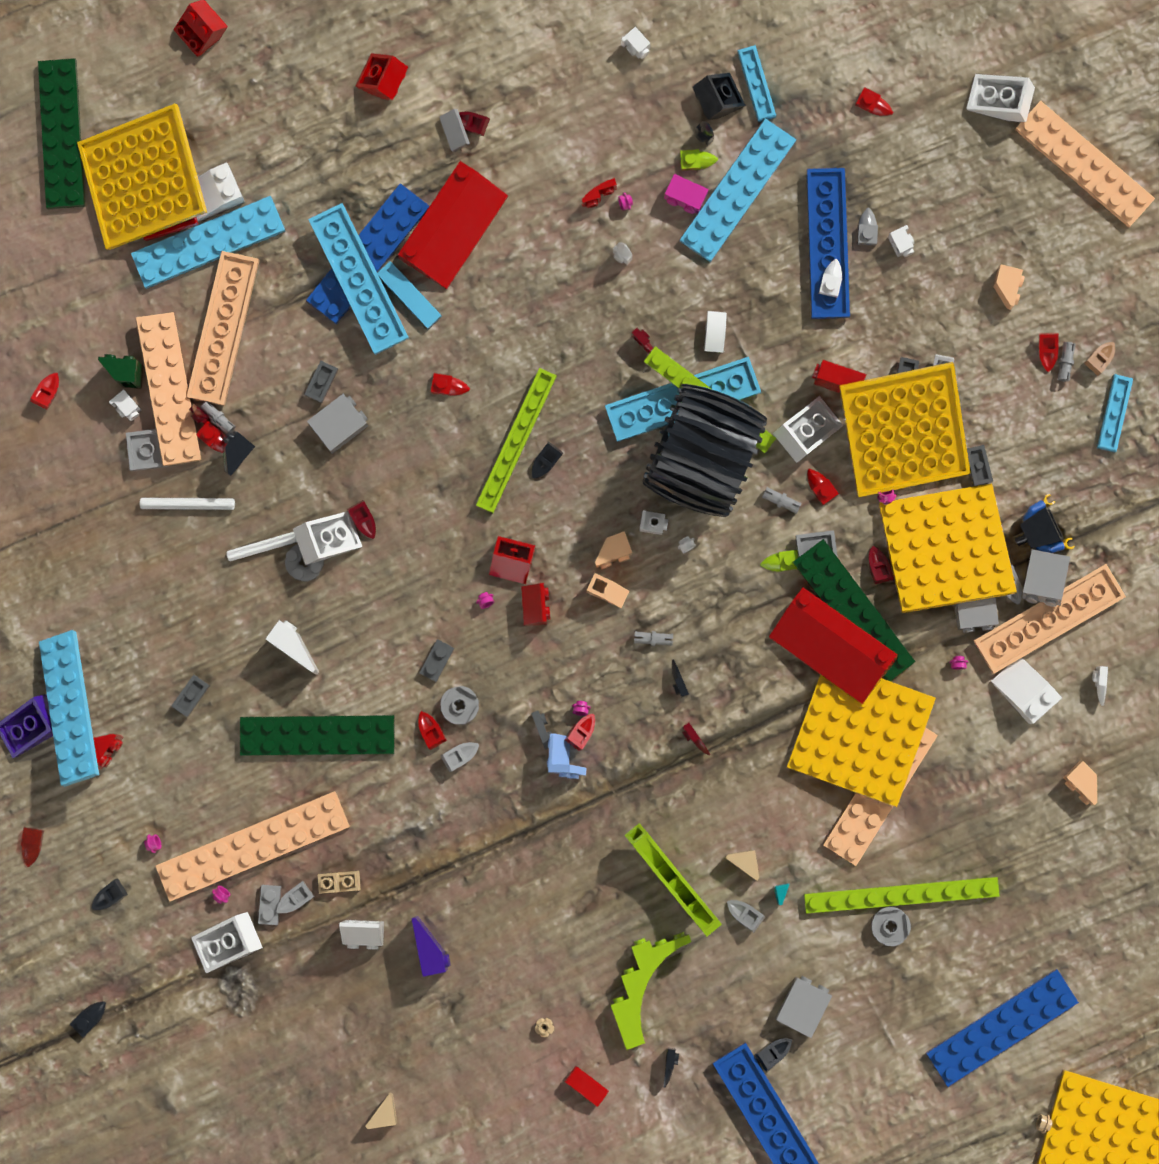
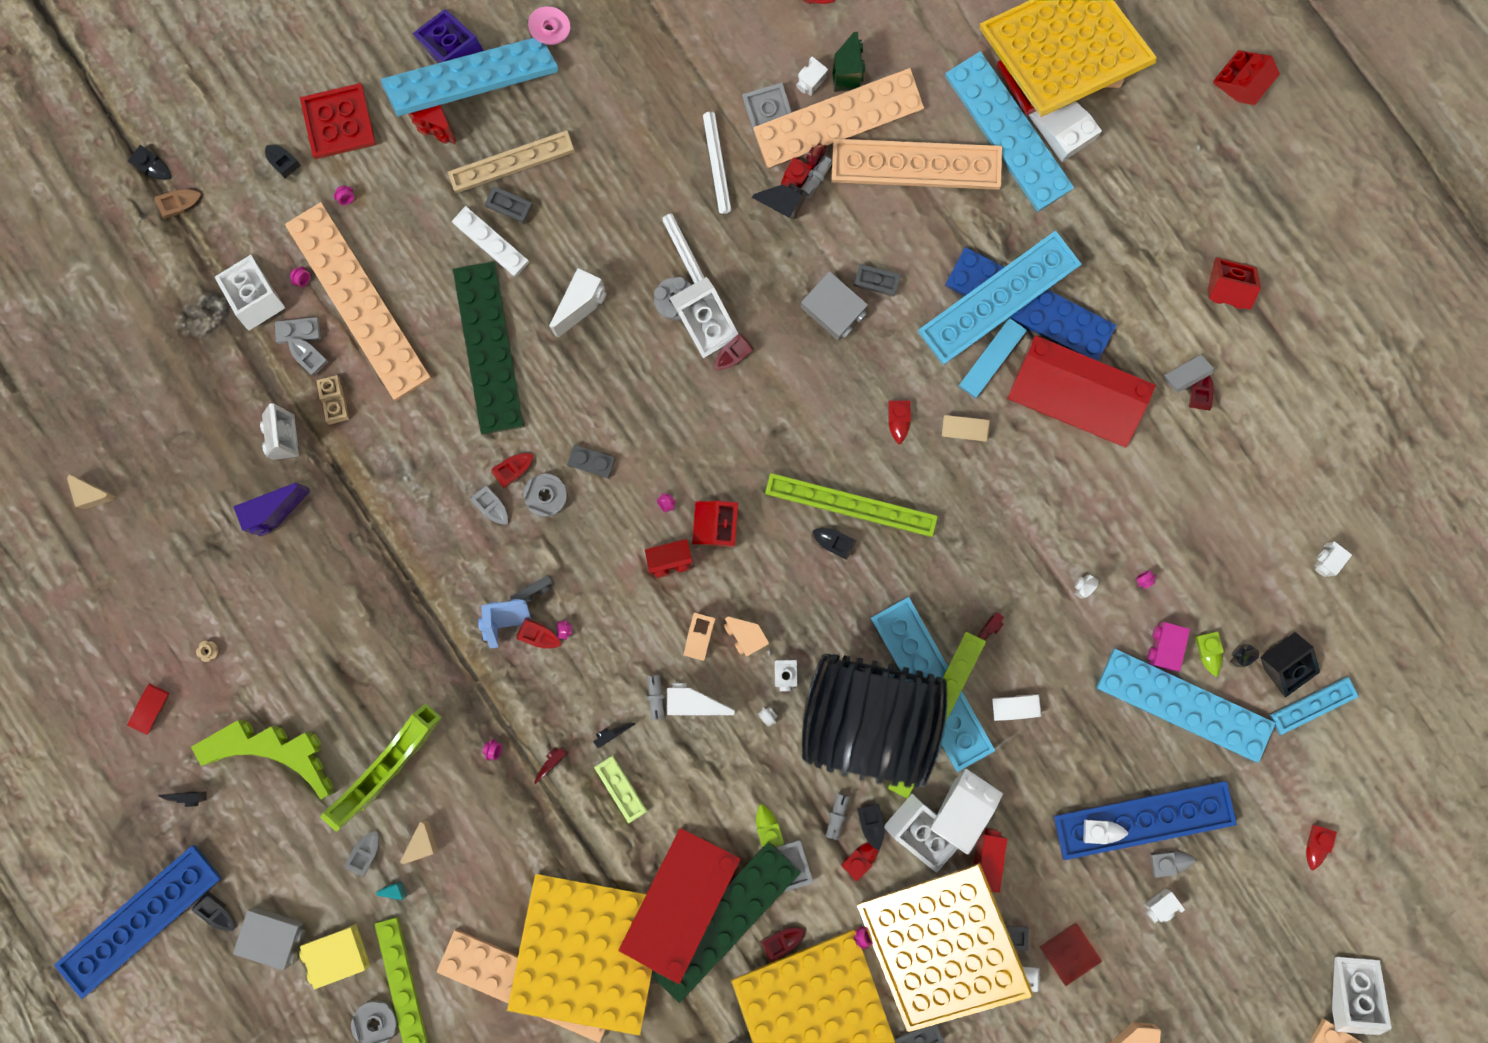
camera: 80 degrees right, 0 degrees up
(26, 626) = (549, 18): none -> bright pink dish
(31, 844) = (325, 71): clear red plate -> none
(82, 838) = (337, 121): none -> red plate
(130, 998) = (176, 202): none -> medium nougat plate
(151, 687) = (511, 162): none -> tan plate
(221, 718) = (490, 242): none -> white plate
(467, 329) = (965, 428): none -> tan slope
(593, 197) = (1144, 542): red slope -> none
(662, 608) = (688, 701): none -> white slope
(674, 787) = (492, 750): none -> dark pink plate
(727, 682) = (620, 789): none -> yellowish green tile
(793, 472) = (872, 824): none -> black plate
(794, 389) = (966, 811): none -> white slope
(828, 952) = (334, 957): none -> light yellow panel
(929, 326) = (1070, 954): none -> clear red tile

